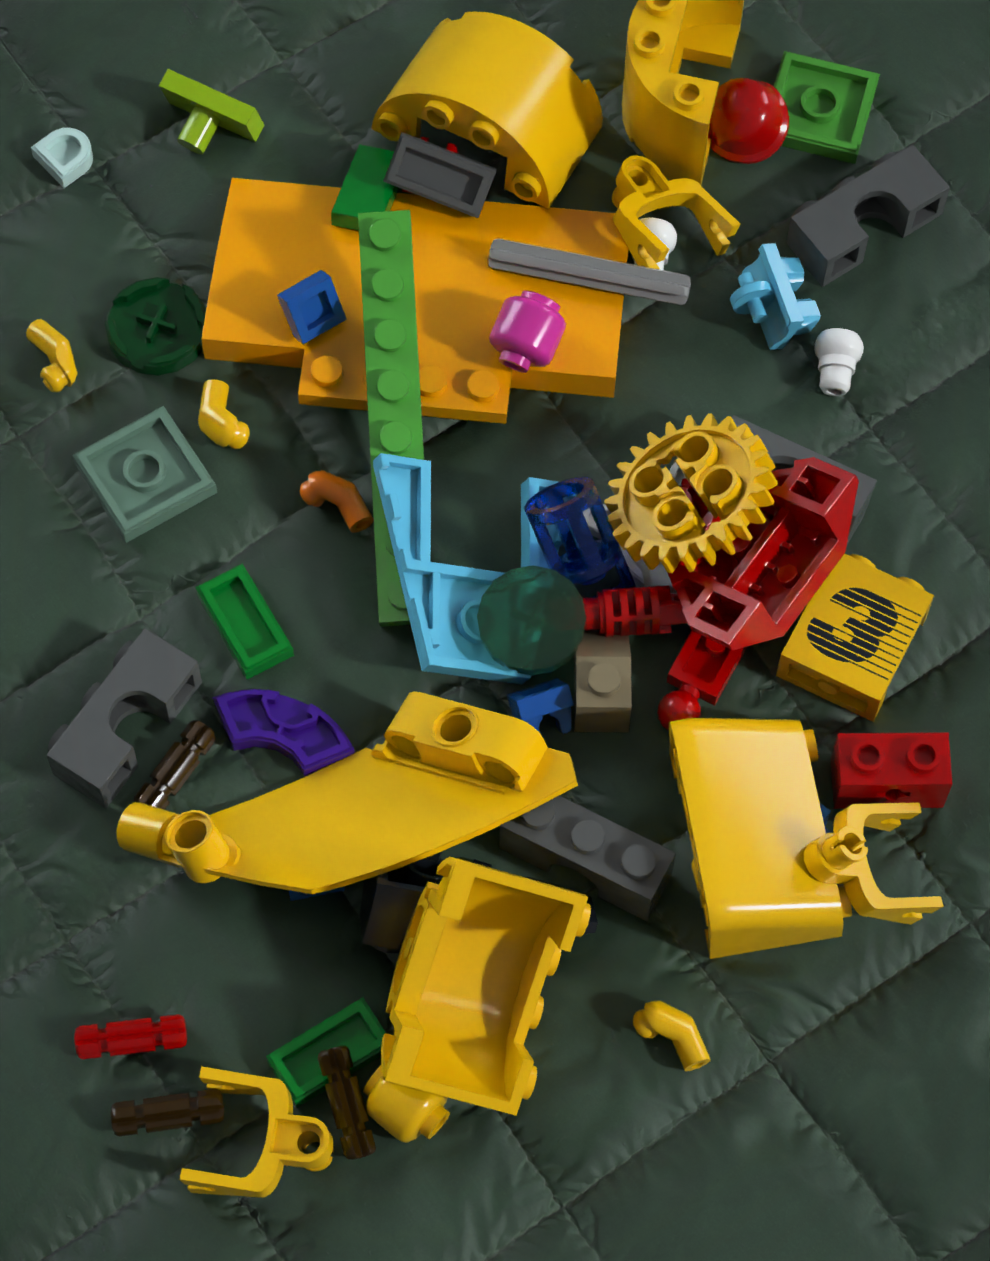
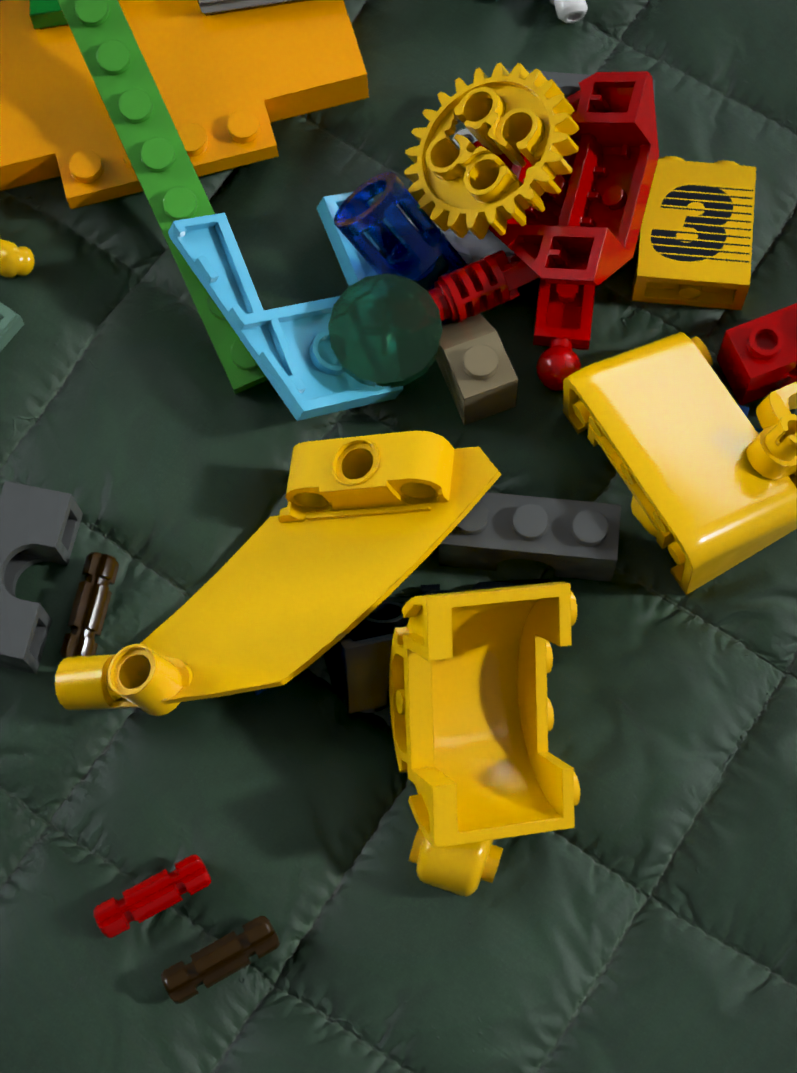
camera: 15 degrees left, 5 degrees up
(244, 621) = (101, 438): green tile -> none
(282, 725) = (180, 524): dark purple tile -> none
(284, 1140) = (350, 946): yellow piece -> none
(298, 1061) = (356, 833): green tile -> none
(311, 306) = (46, 108): blue tile -> none
(343, 493) = (144, 279): orange arm -> none
(346, 1102) = (397, 879): dark brown axle -> none
(527, 331) = (266, 56): dark pink head -> none
(542, 699) = (424, 404): blue tile -> none
(675, 1025) = (685, 674): yellow arm -> none

